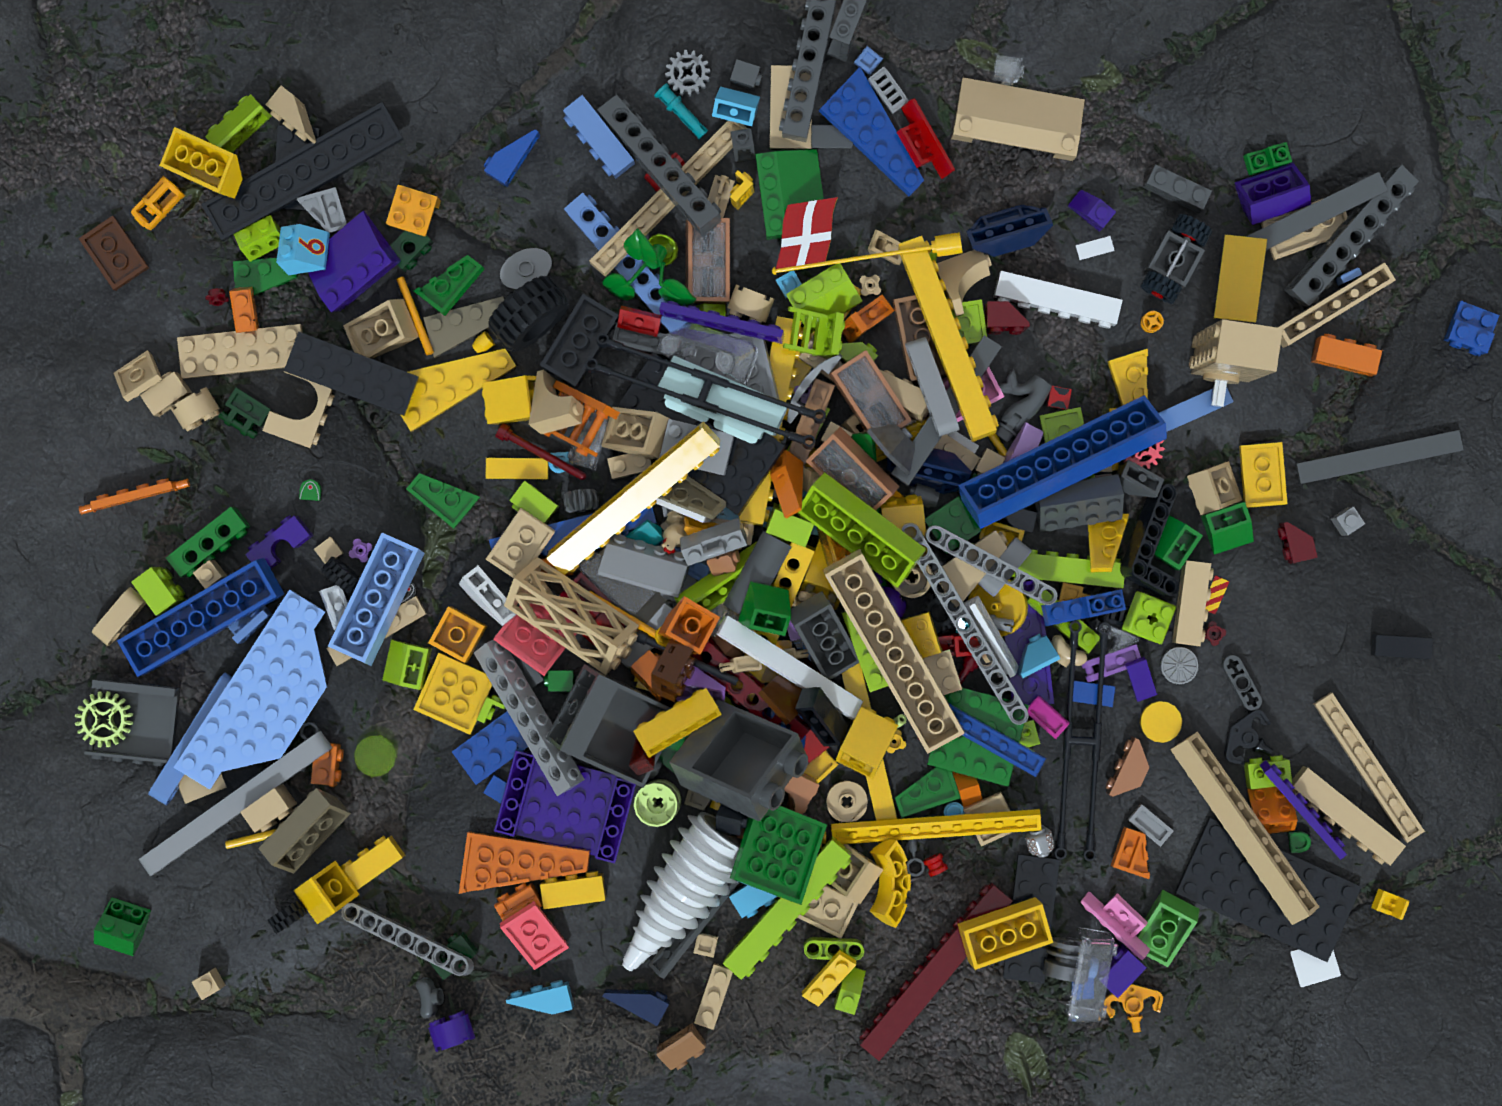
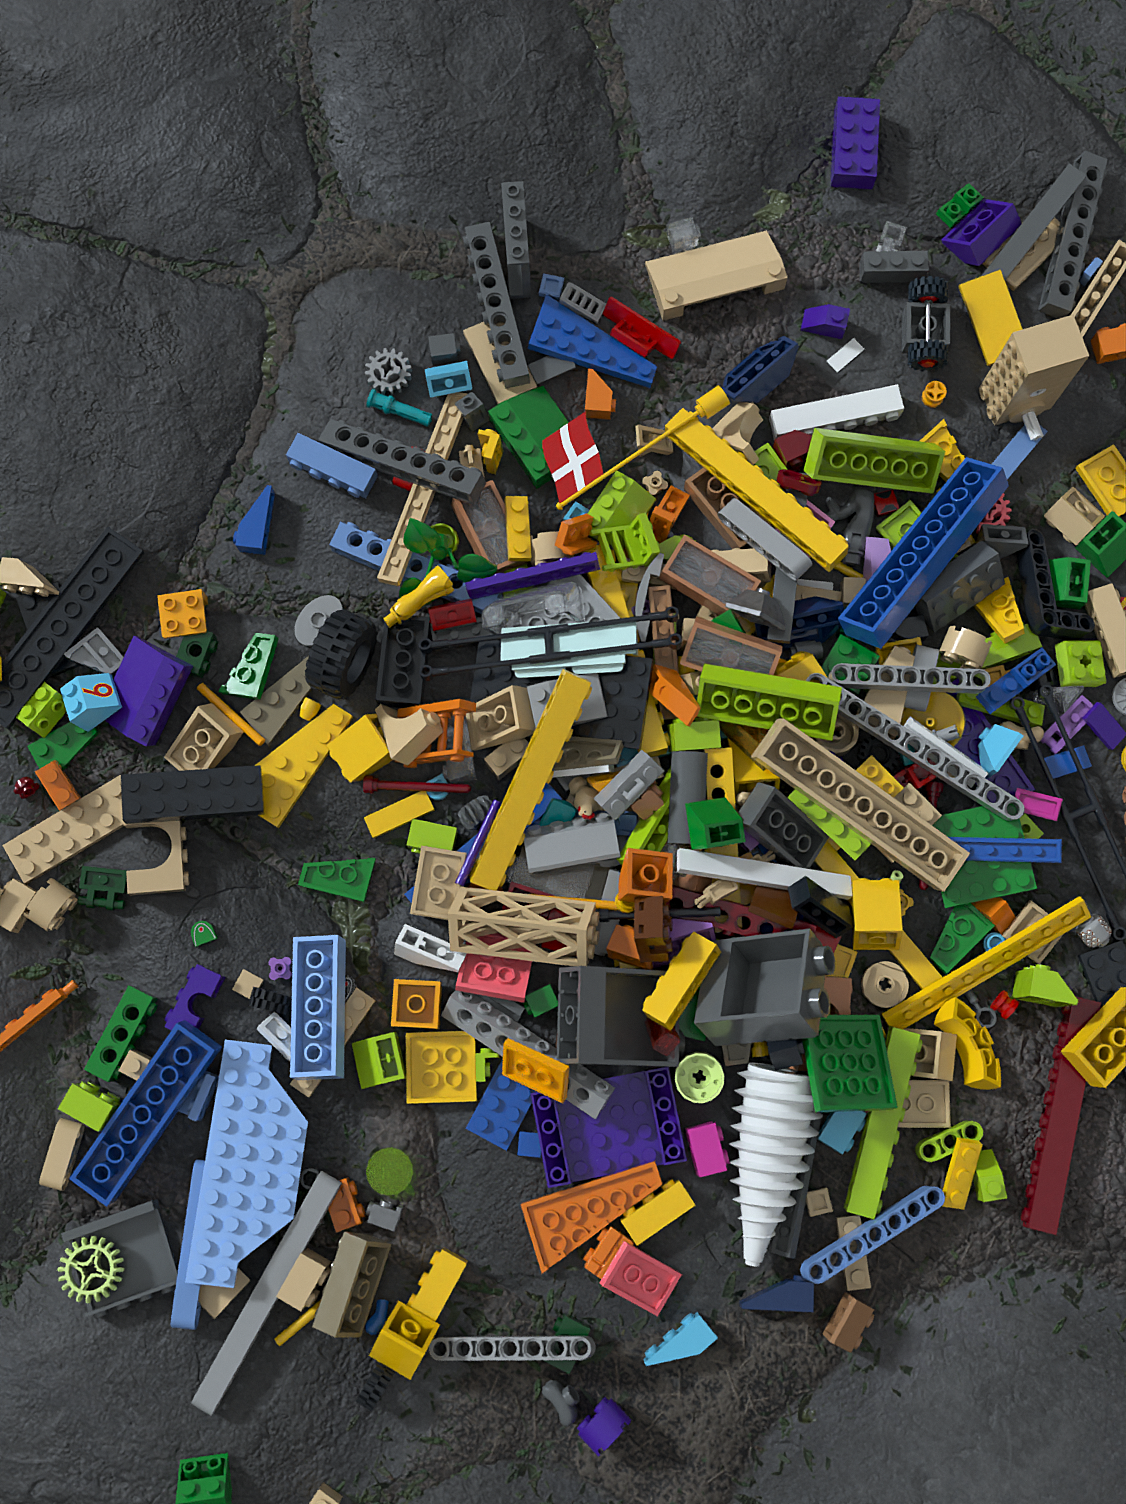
camera: 25 degrees left, 10 degrees down
(313, 867) = (379, 1319): none -> blue arm
(355, 788) = (384, 1214): none -> flat silver brick
(526, 735) = (535, 1070): none -> light orange tile
(568, 528) = (478, 842): none -> dark purple bar
(630, 292) = (433, 586): none -> yellow piece
(634, 861) = (706, 1148): none -> dark pink brick
(730, 273) = (517, 528): none -> yellow plate
(743, 994) = (883, 1234): none -> medium blue beam
(773, 305) = (574, 535): none -> orange bracket
(859, 185) = (598, 397): none -> orange slope
(967, 864) = (1042, 987): none -> lime slope
(986, 350) = (793, 480): none -> dark red plate
(1053, 561) = (964, 648): none -> tan brick
(1062, 361) = (873, 460): none -> lime brick
(1187, 163) = (891, 237): none -> clear brick
(1204, 55) = (855, 143): none -> dark purple brick

